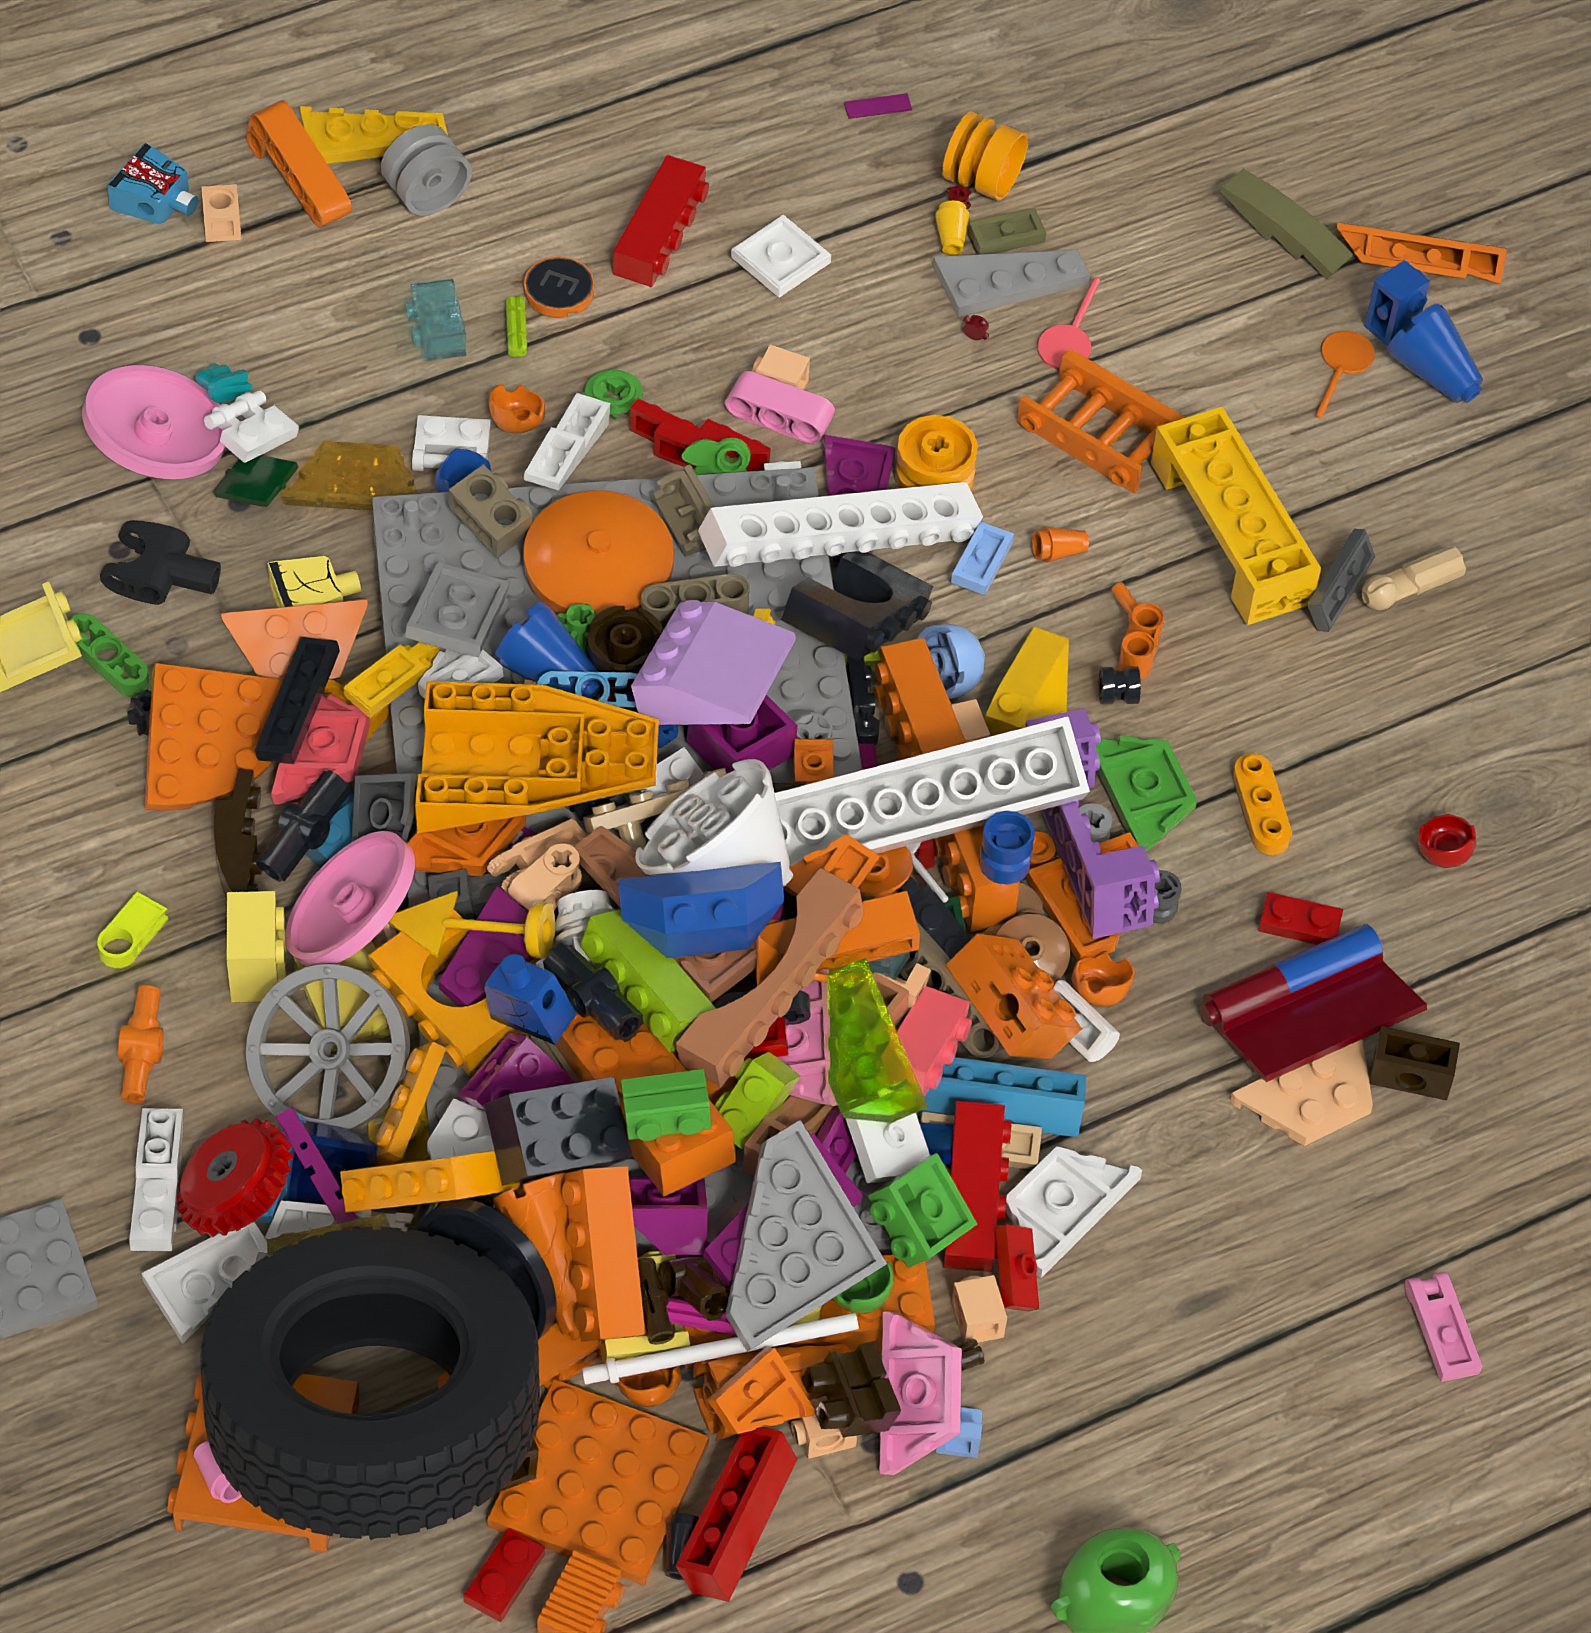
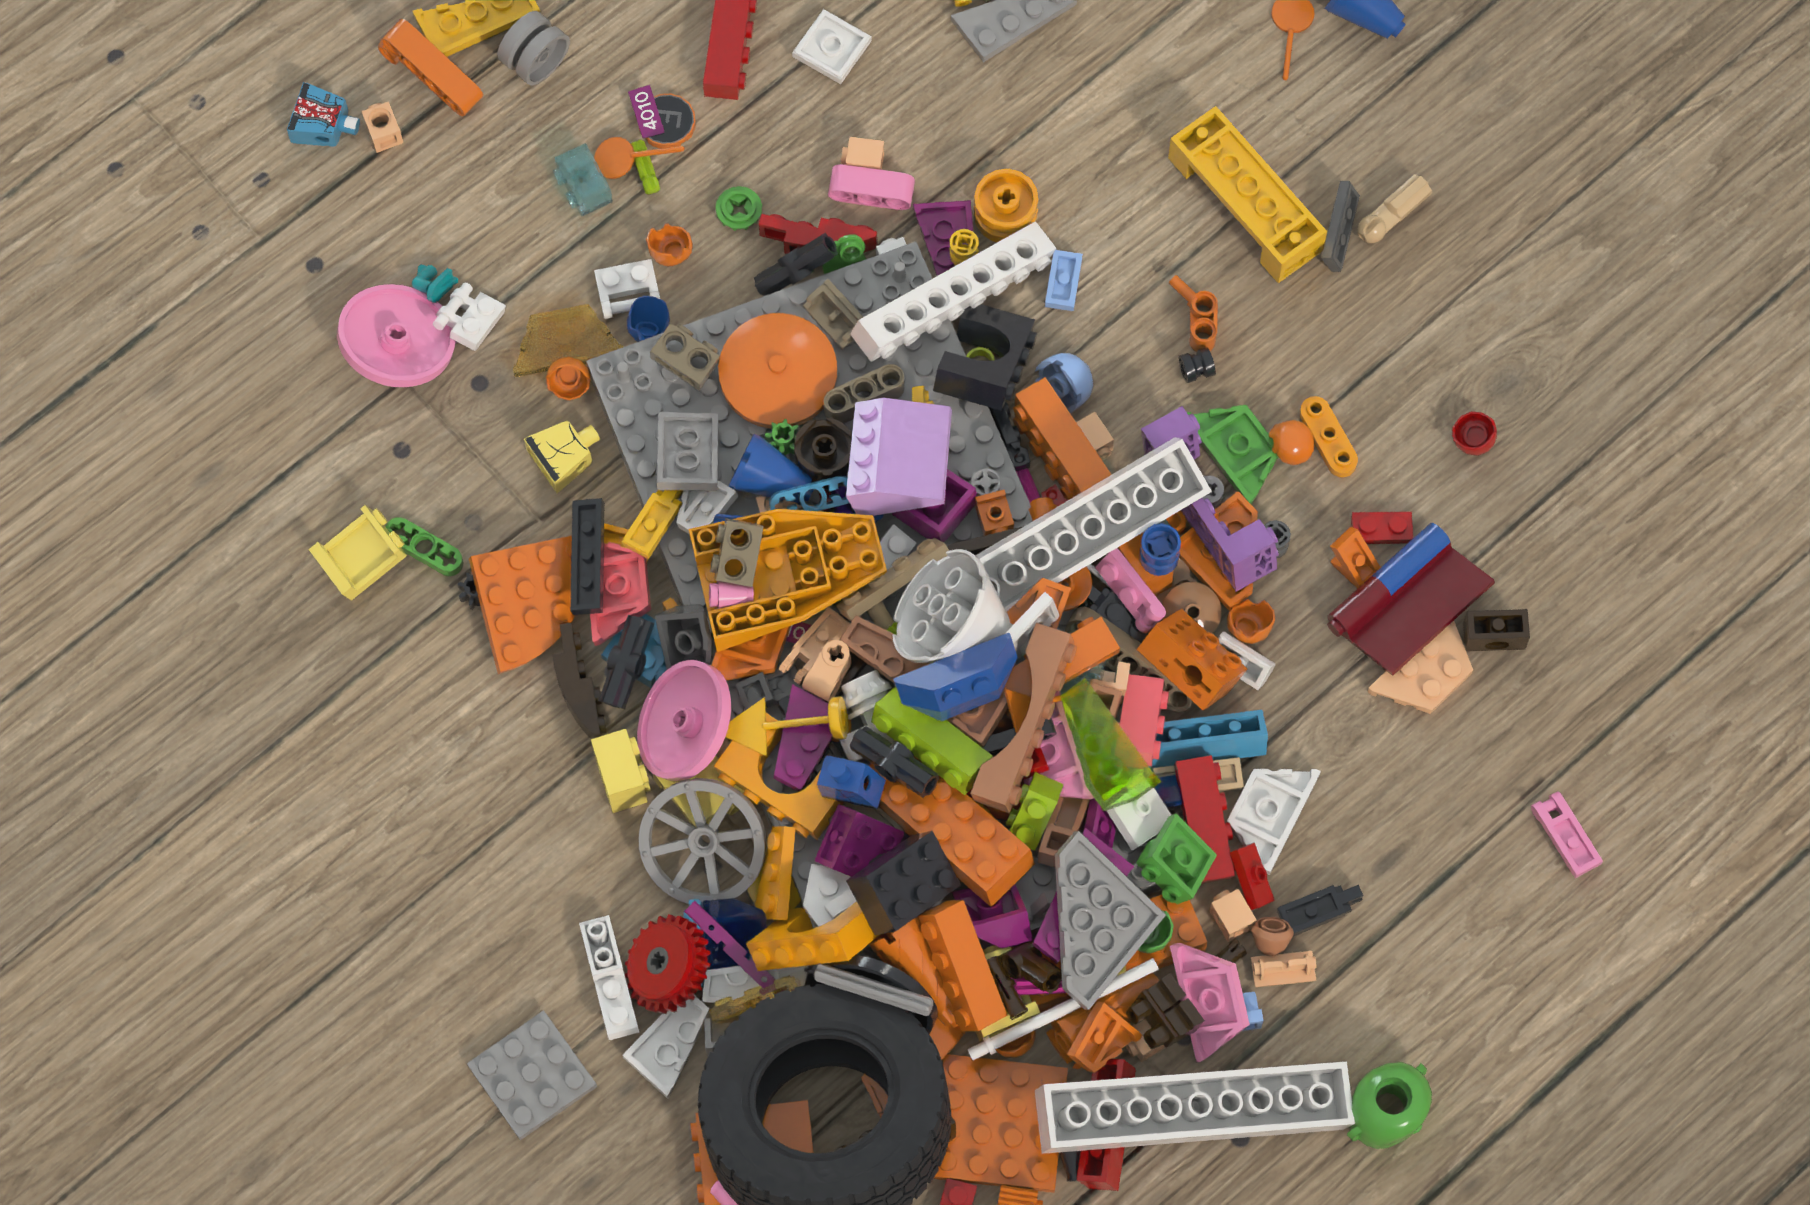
camera: 10 degrees left, 15 degrees up
(135, 923) = (522, 769): neon yellow piece -> none
(140, 1044) = (560, 869): orange pin -> none
(160, 565) = (440, 460): black connector -> none
(256, 480) = (489, 363): dark green piece -> none
(273, 634) = (550, 500): orange wing -> none
(345, 515) = (568, 378): none -> orange hair
(451, 761) = (728, 594): none -> bright pink cone
(480, 1248) = (873, 989): none -> light grey axle
(486, 717) = (746, 553): none -> dark tan brick
(489, 306) = (617, 156): none -> orange piece
(537, 269) = (646, 111): none -> magenta sticker
(569, 442) = (720, 269): white slope -> none
(663, 455) = (796, 265): none -> black piece
(666, 1105) = (979, 847): bright green brick -> none
(830, 855) = (1041, 612): none -> white plate
(856, 1510) = (1193, 1107): none -> white brick
(870, 478) = (961, 252): none -> yellow wheel
(957, 891) = (1131, 590): none -> bright pink plate
(976, 327) = (1001, 71): dark red piece -> none
(1022, 1345) = (1271, 935): none -> nougat cone
(1027, 1392) = (1283, 969): none -> light nougat hinge
(1033, 685) = (1134, 388): yellow wedge -> none
(1058, 543) = (1117, 251): orange cone -> none
(1061, 338) = (1074, 67): coral piece -> none
(1093, 1331) = (1319, 908): none -> black hinge
(1106, 391) = (1128, 106): orange fence -> none
(1214, 794) = (1292, 442): none -> orange hair
(1255, 937) = (1353, 557): none -> orange slope

